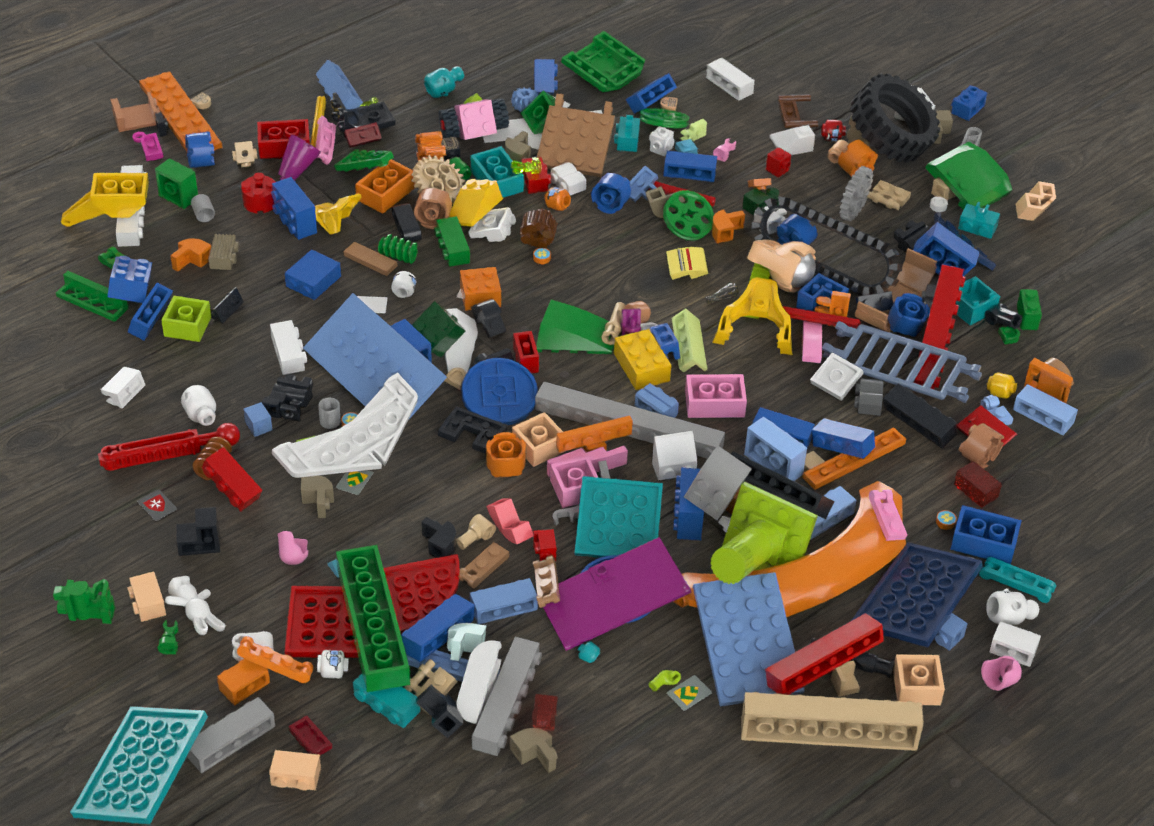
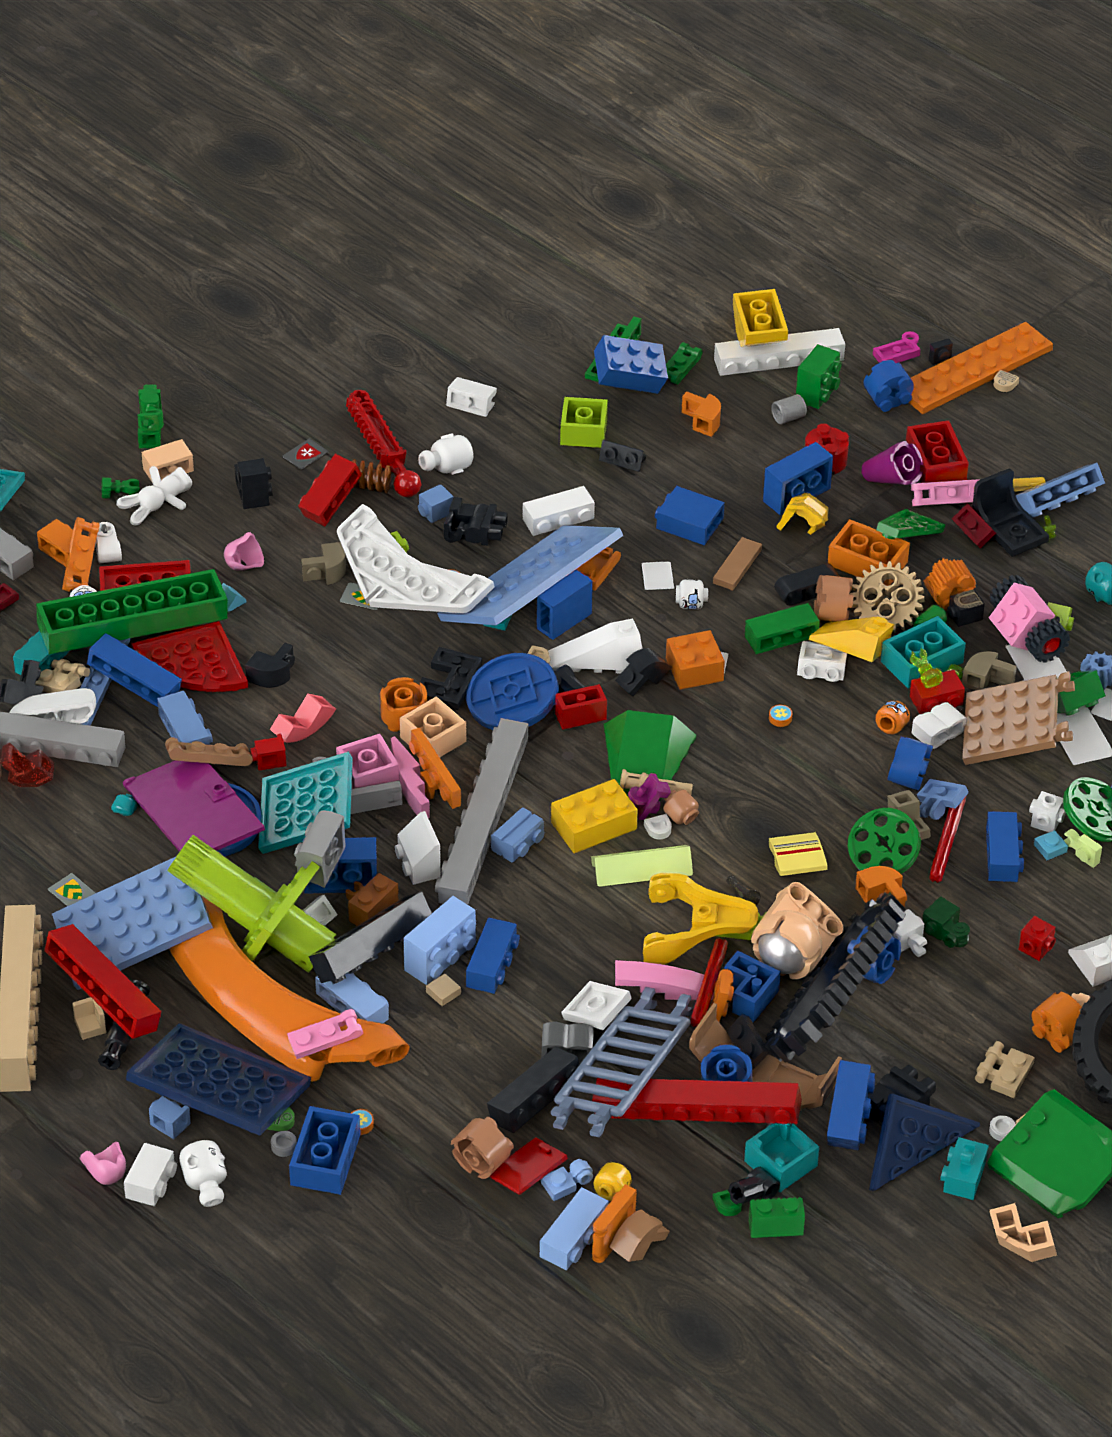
camera: 85 degrees right, 0 degrees up
(135, 116) = (953, 323): nougat panel -> none
(150, 311) = (591, 388): blue brick -> none
(223, 252) = (713, 437): dark tan brick -> none
(244, 147) = (896, 424): tan brick -> none
(329, 413) = (452, 554): light grey piece -> none
(398, 249) = (752, 580): green piece -> none
(439, 328) = (588, 615): dark green brick -> none
(464, 638) = (123, 693): light aqua brick -> none
(478, 528) = (288, 697): tan pin -> none
(483, 565) = (240, 708): medium nougat plate -> none
(538, 228) = (815, 697): reddish brown brick -> none
(627, 133) = (1053, 776): teal brick -> none
(665, 677) = (87, 866): lime arm -> none
(666, 339) = (627, 833): blue hinge -> none
(715, 396) = (534, 884): bright pink brick -> none
(723, 151) = (1065, 887): bright pink piece -> none
(760, 184) = (976, 914): orange plate -> none
(843, 438) = (472, 1006): blue brick -> none
(846, 463) = (453, 1028): orange plate -> none
(856, 193) = (960, 1007): light grey gear -> none
(918, 679) = (86, 1079): light nougat brick -> none
(977, 484) = (421, 1150): clear red brick -> none
(1018, 579) = (262, 1190): teal plate -> none

